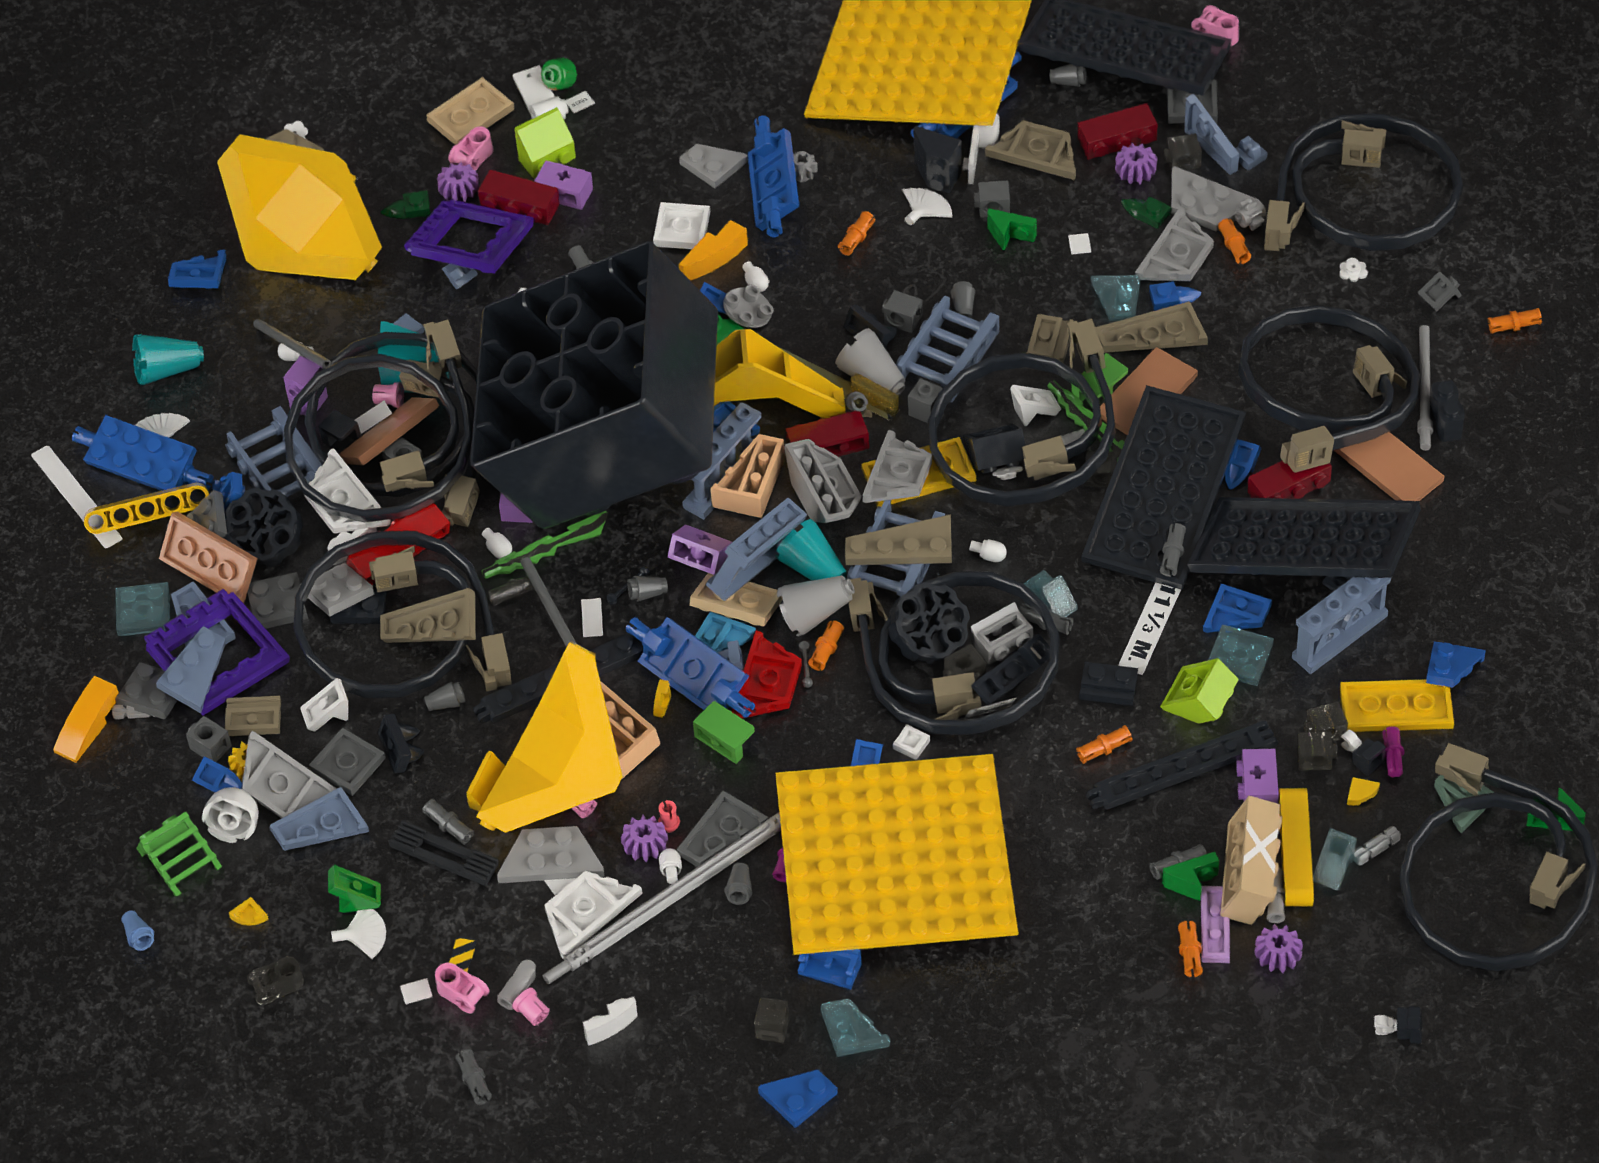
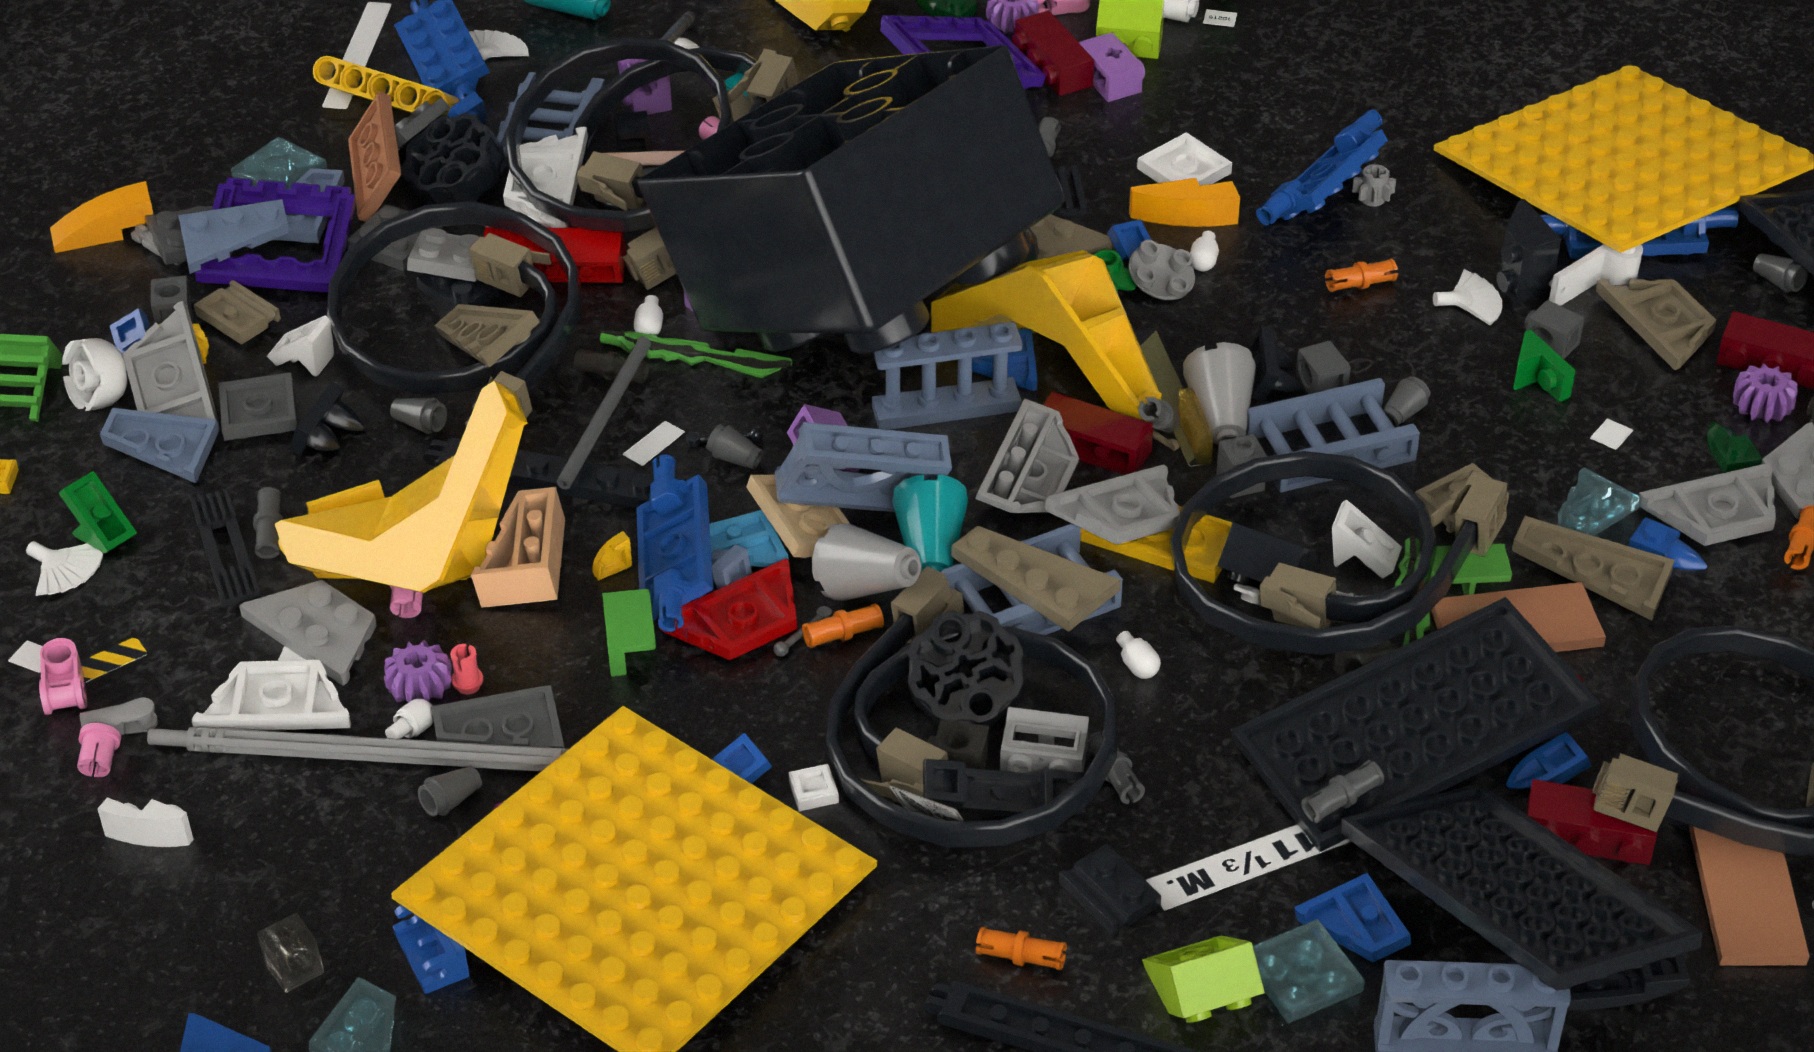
camera: 40 degrees right, 10 degrees down
(373, 416) = (677, 144): white sticker -> none
(712, 163) = (1287, 135): light grey wing -> none
(752, 479) = (966, 414): light nougat wedge -> none
(1053, 593) = (1154, 750): clear light blue slope -> none

